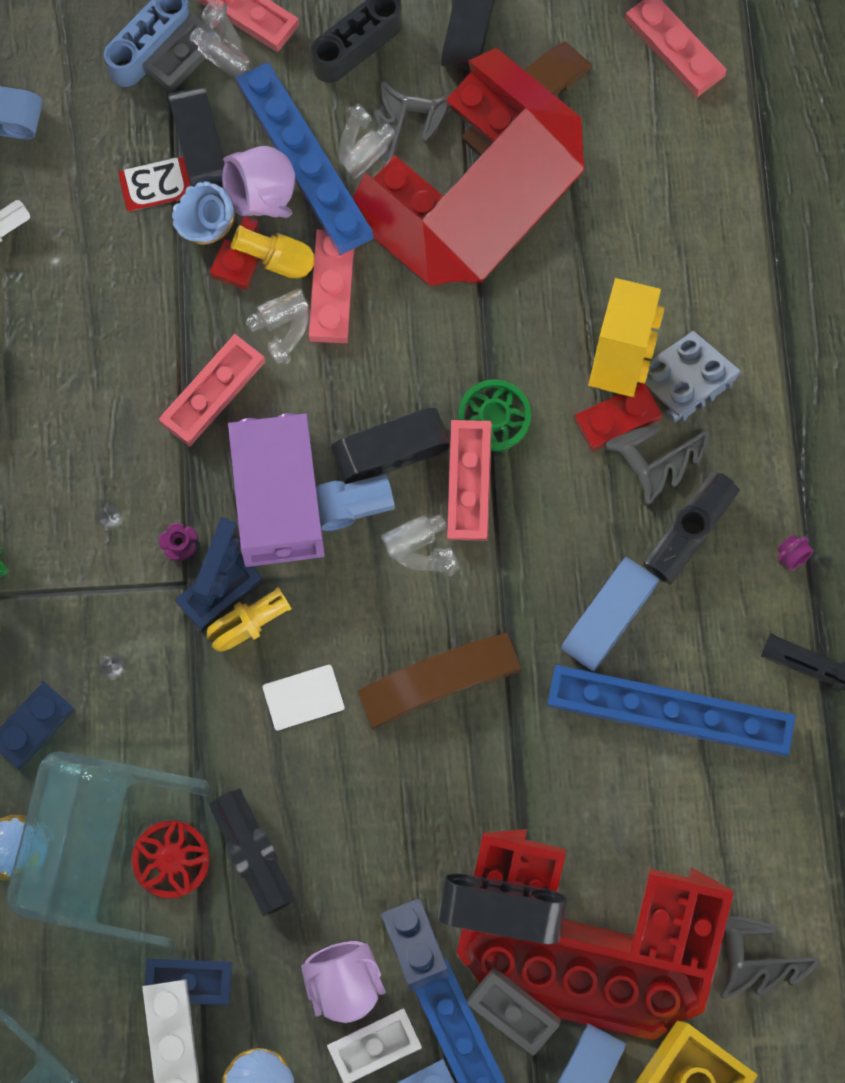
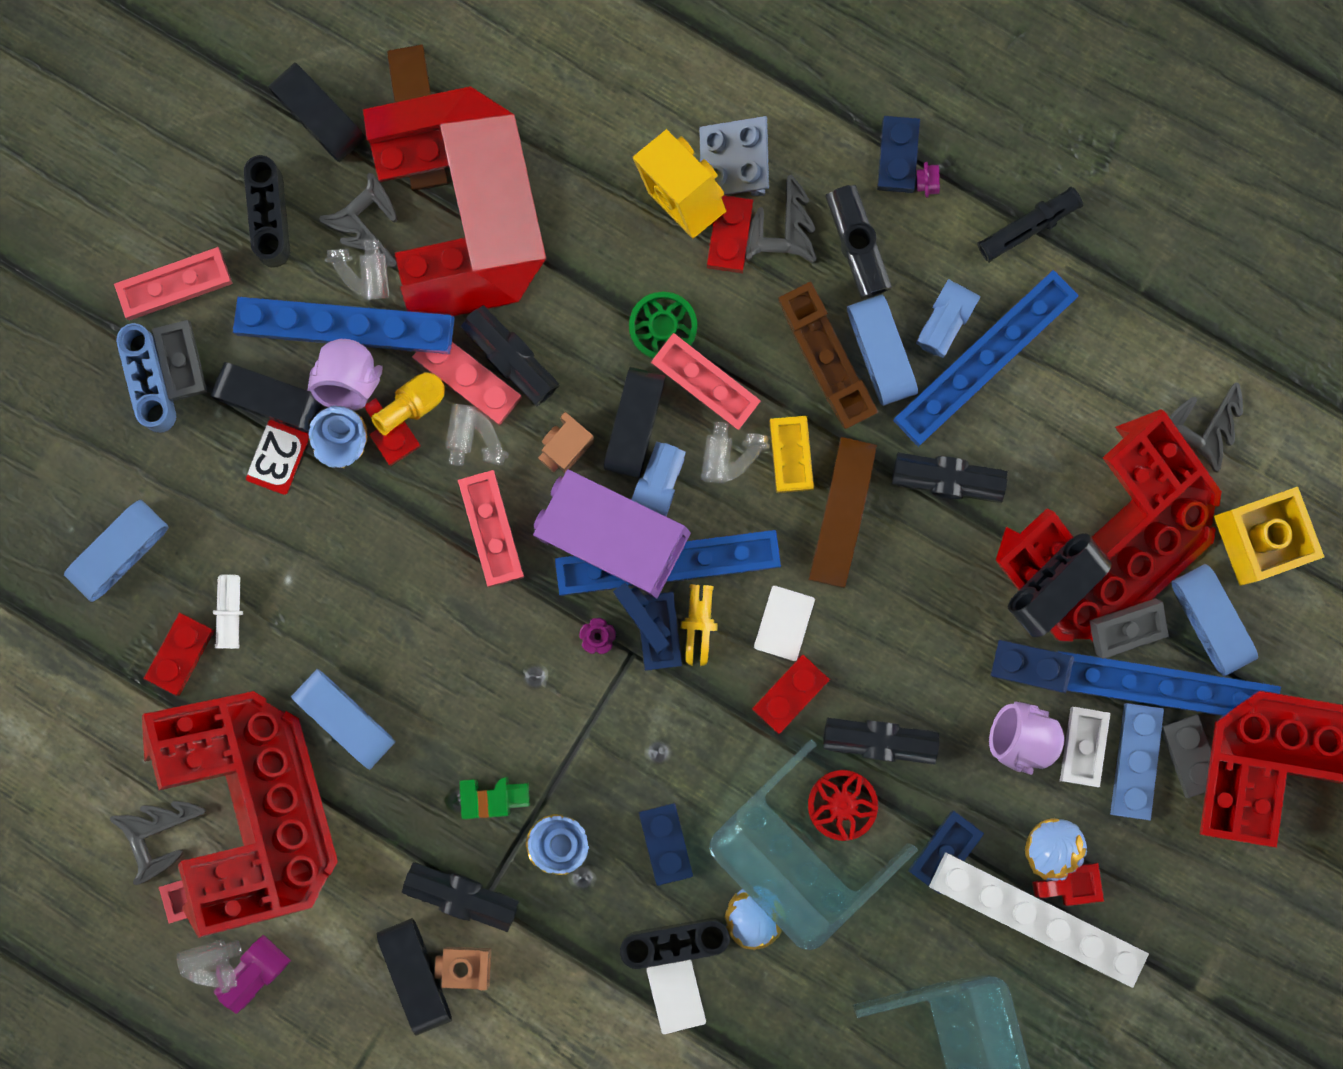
camera: 55 degrees left, 10 degrees up
(225, 51) = (205, 328): clear plant -> none
(241, 744) = (790, 694): none -> red plate
(302, 578) = (697, 560): none -> blue plate
(329, 402) = (565, 444): none -> nougat brick
(374, 306) = (510, 355): none -> black piece
(458, 599) = (791, 454): none -> yellow plate
(537, 751) = (949, 477): none -> black piece
(569, 568) = (826, 355): none -> reddish brown slope
(693, 651) = (950, 312): none -> medium blue piece
(797, 511) = (898, 154): none -> dark blue plate

